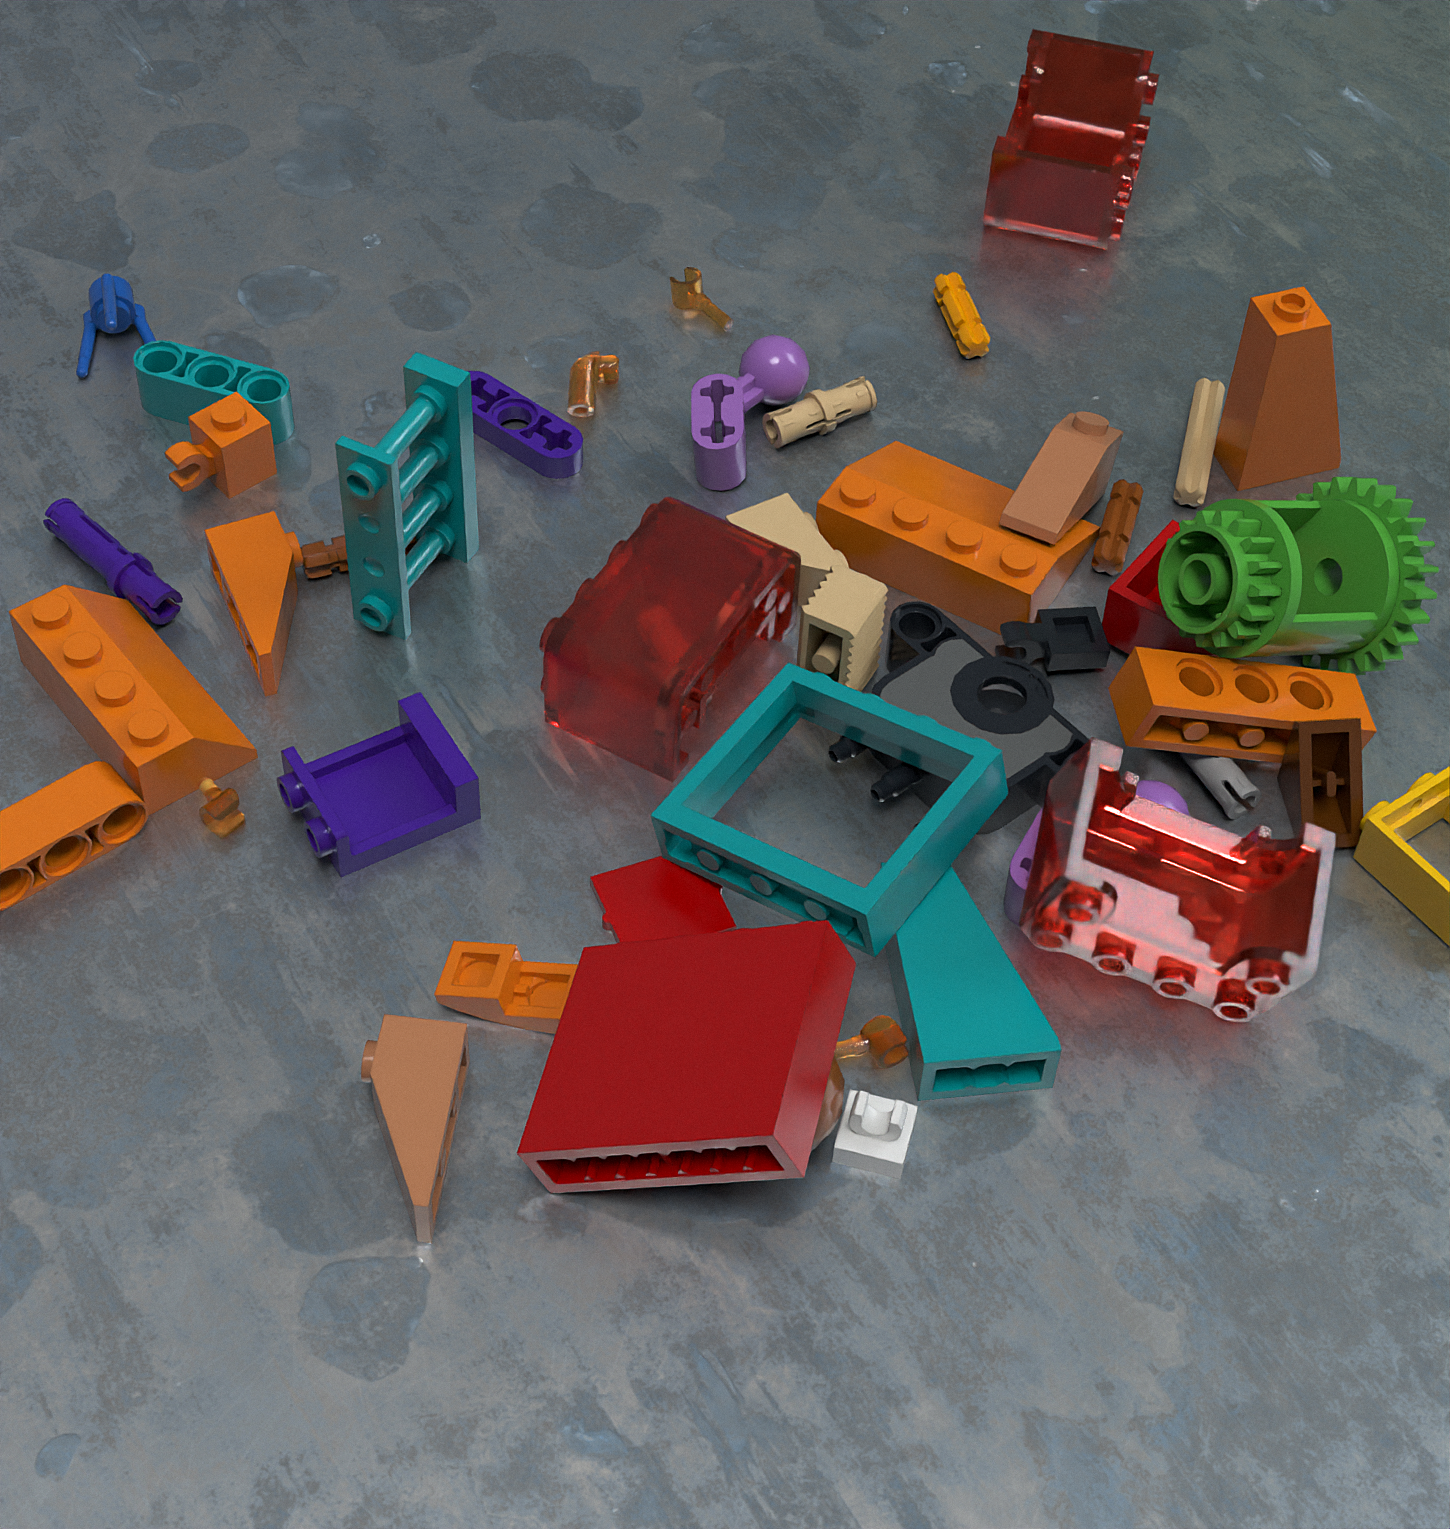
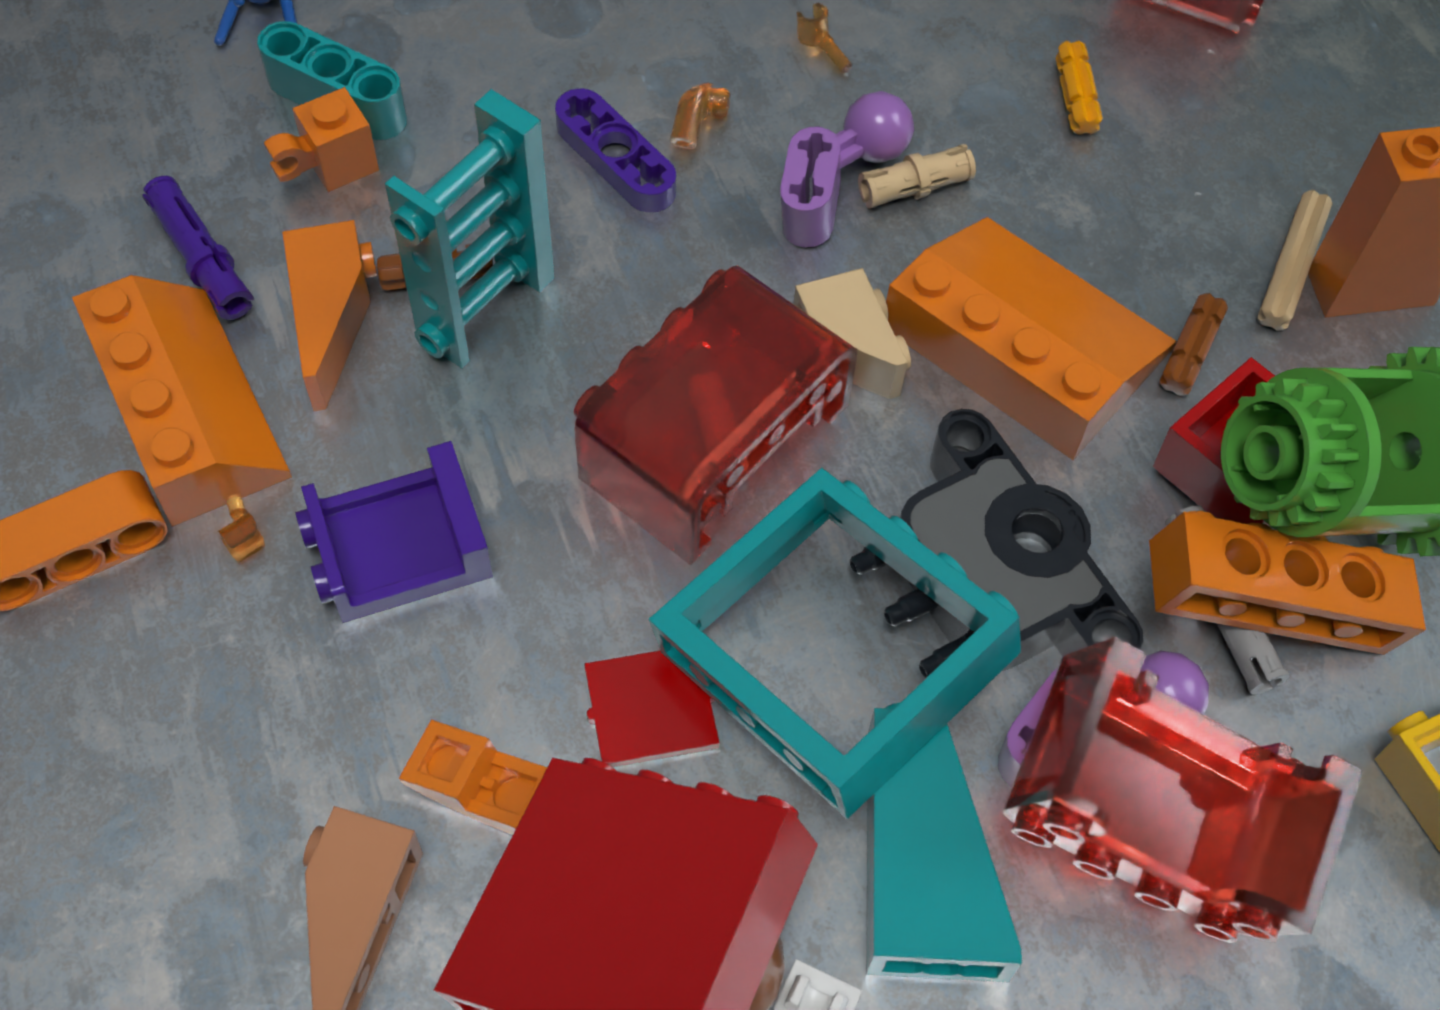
camera: 10 degrees right, 10 degrees up
(843, 627) = (885, 437): tan brick -> none
(879, 1037) = (840, 902): clear orange hand -> none
(1061, 636) = (1114, 463): black plate -> none
(1064, 477) = (1146, 290): nougat slope -> none
(1324, 777) = (1358, 679): reddish brown slope -> none

